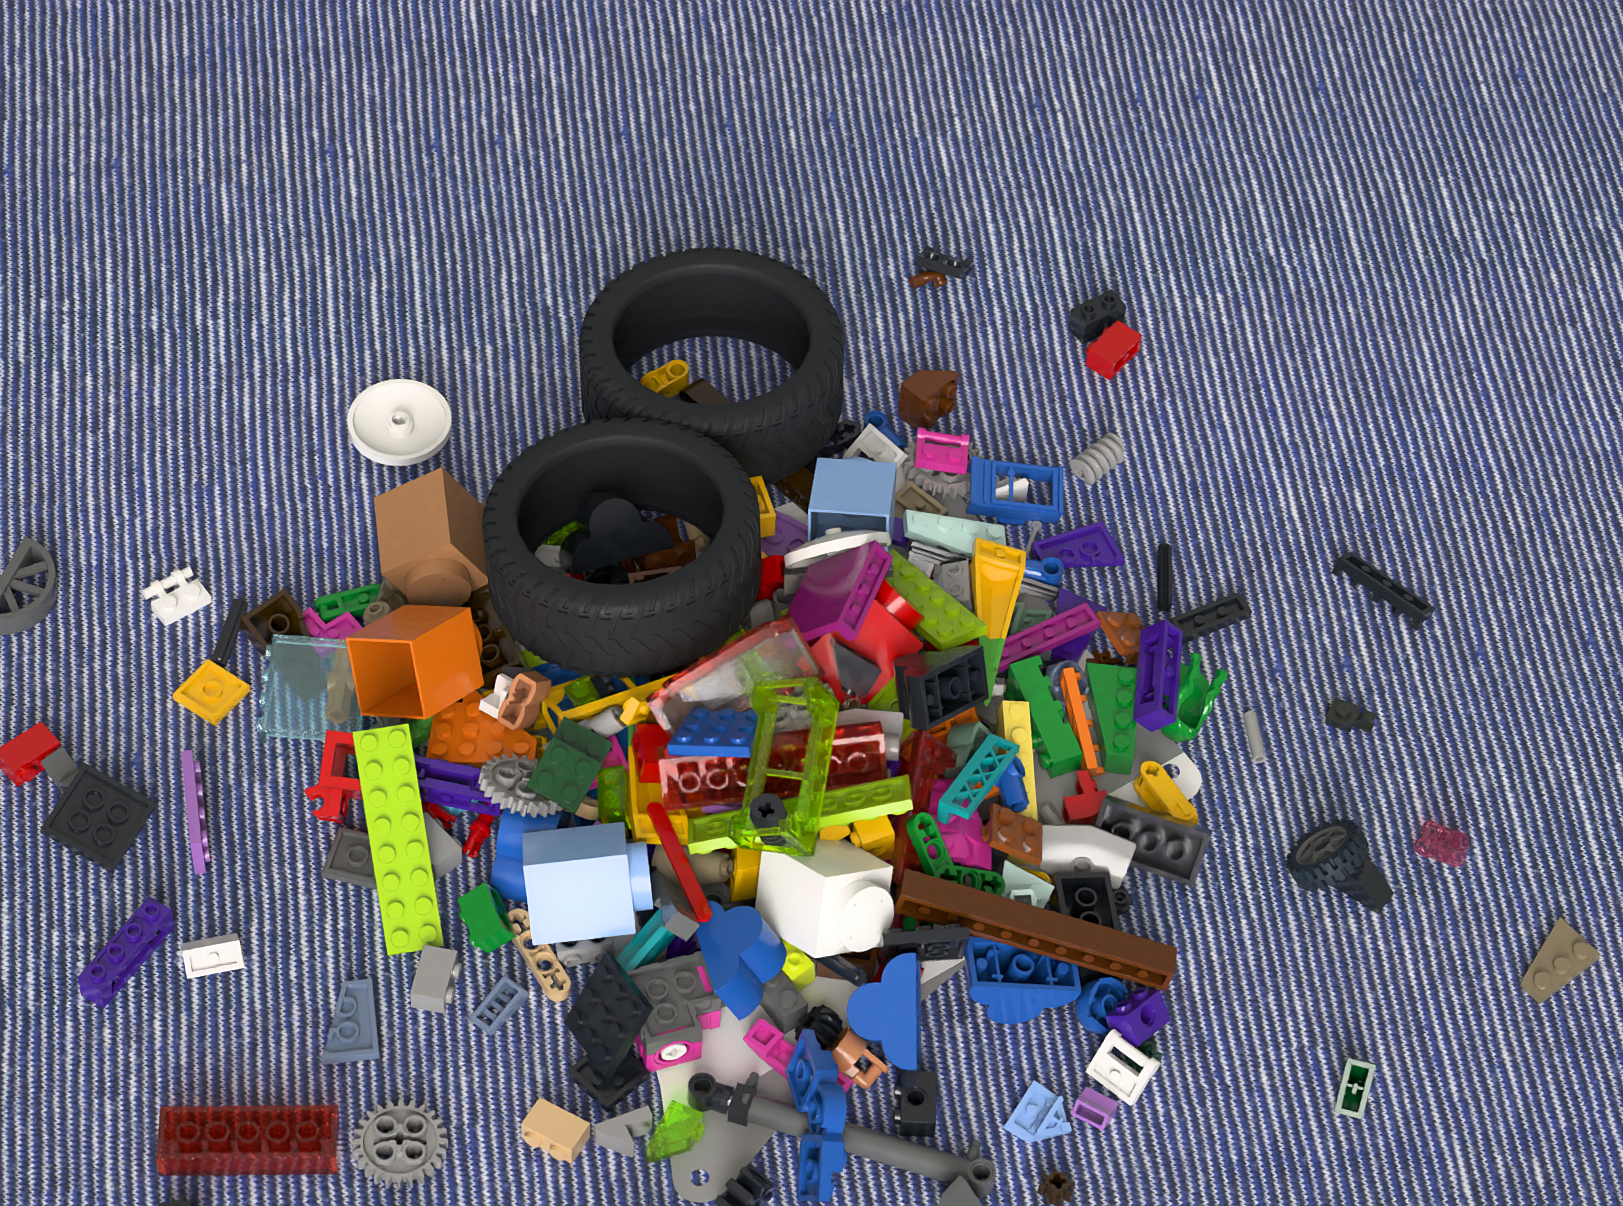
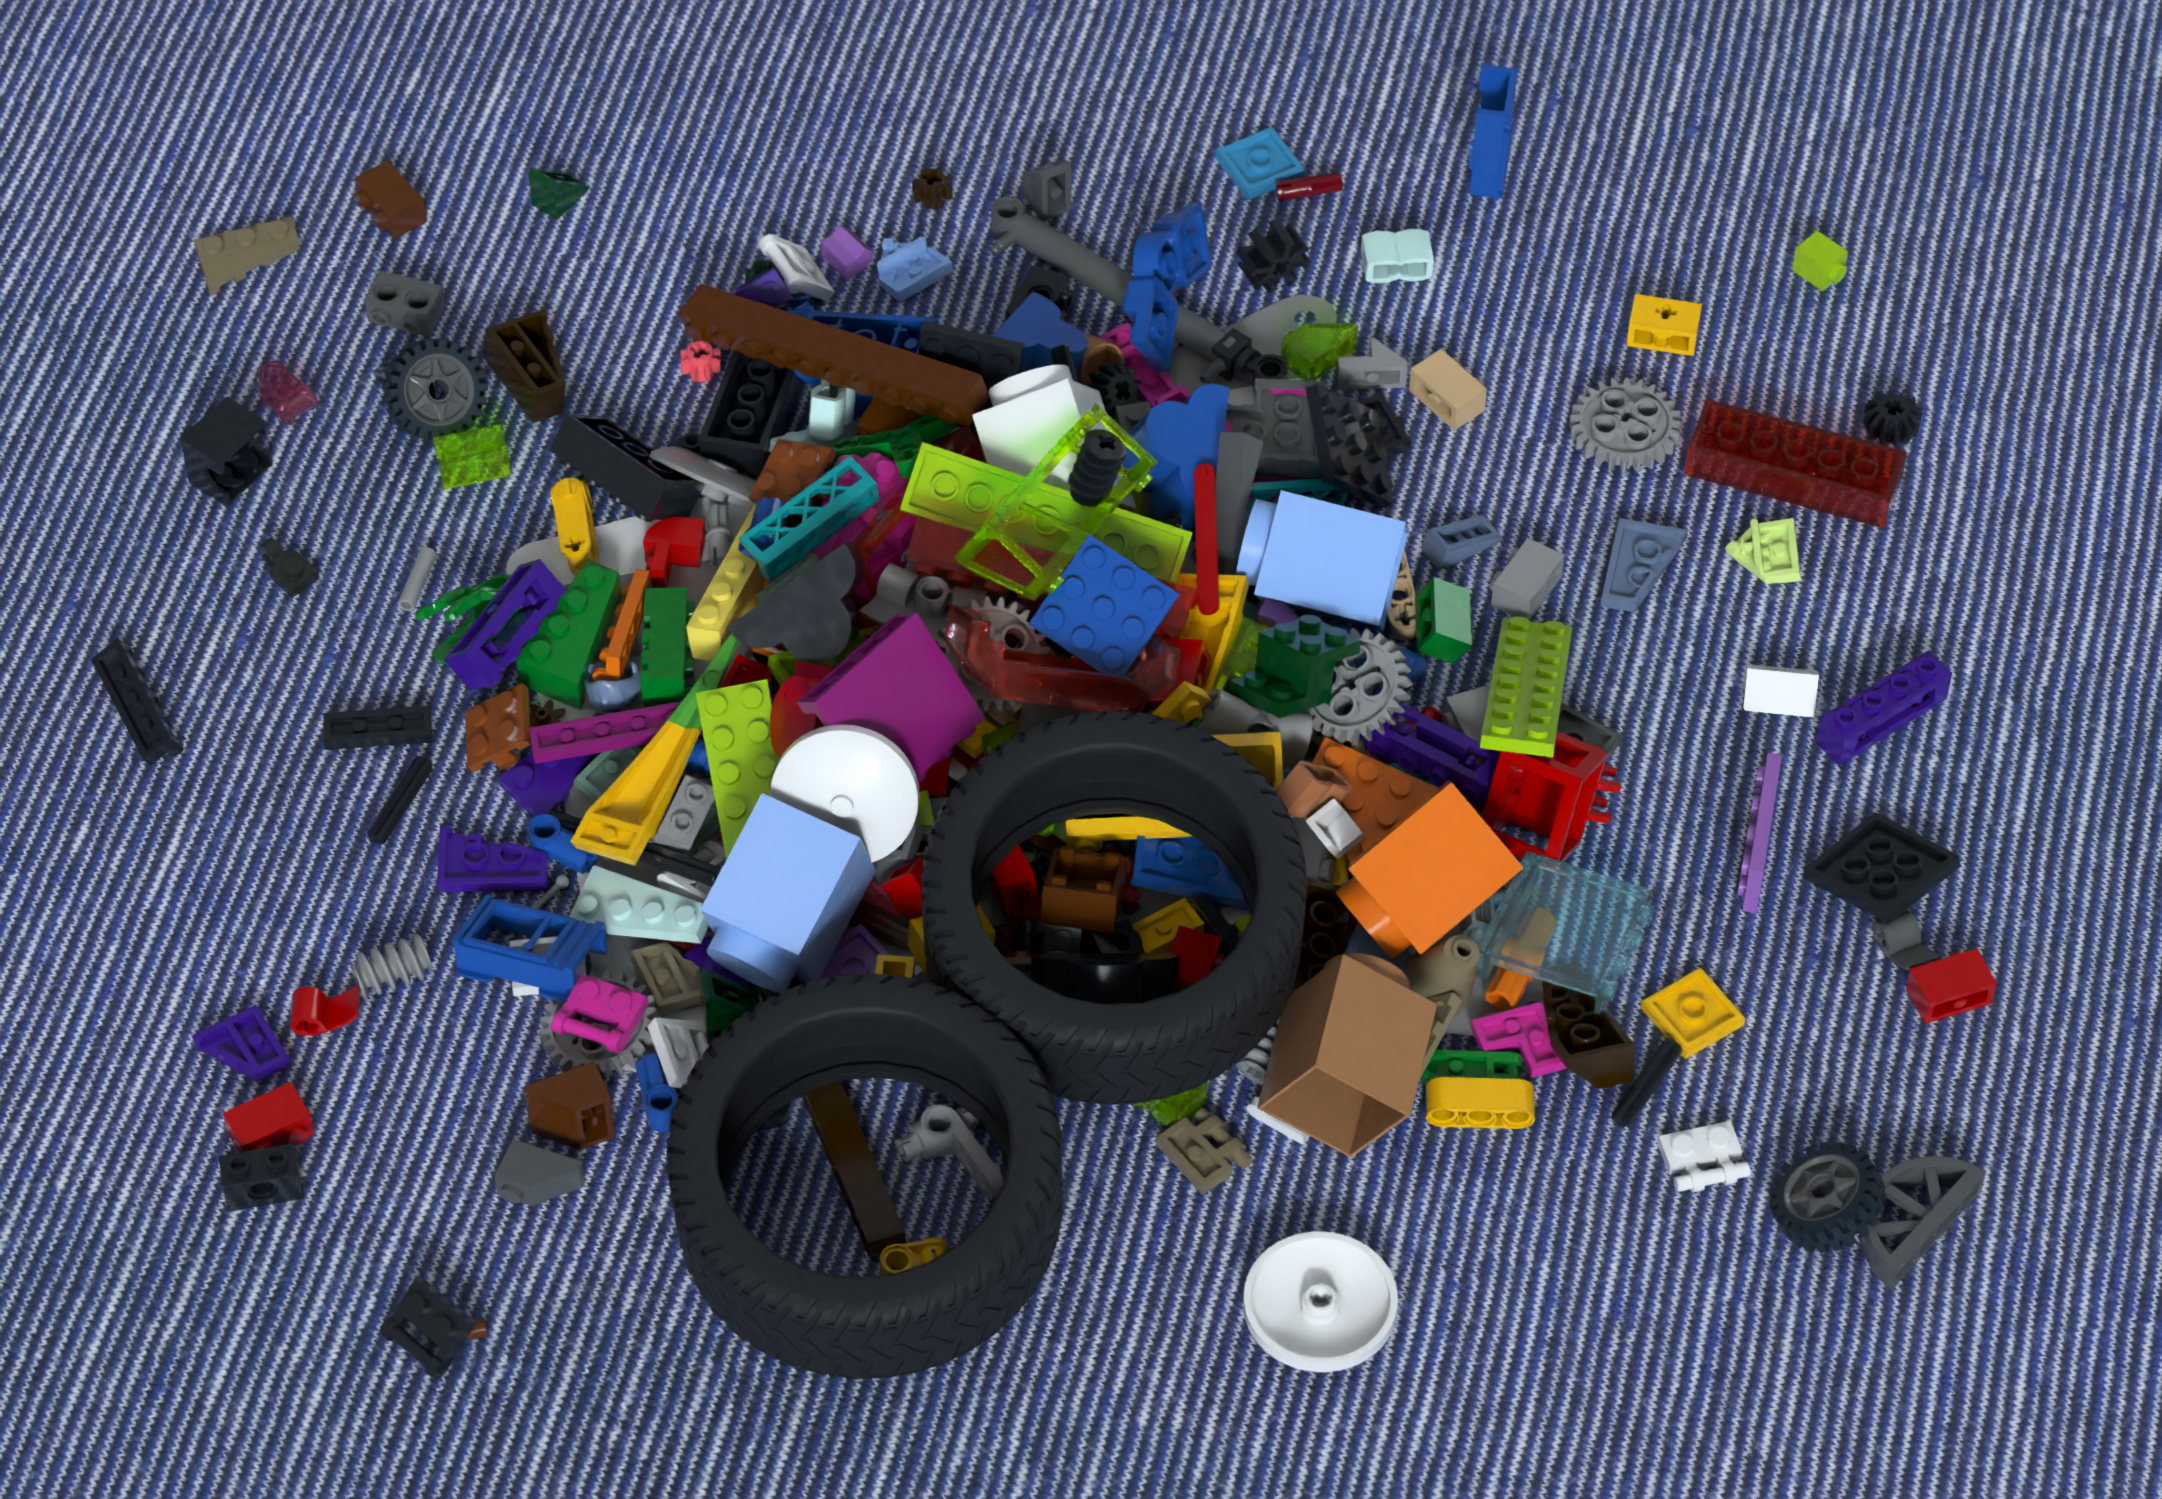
camera: 155 degrees left, 0 degrees up
(82, 569) = (1827, 1197): none -> black wheel
(251, 1073) = (1769, 551): none -> yellowish green slope
(338, 579) = (1480, 1102): none -> yellow beam
(931, 358) = (536, 1174): none -> dark grey slope
(1129, 425) = (316, 1014): none -> red panel
(1159, 394) = (244, 1044): none -> dark purple wing
(1272, 831) = (472, 456): none -> clear neon green brick
(1276, 914) = (527, 364): none -> dark brown wedge
(1404, 950) = (405, 303): none -> dark grey brick
(1448, 769) = (222, 451): none -> black piece
(1475, 1035) = (390, 200): none -> reddish brown brick

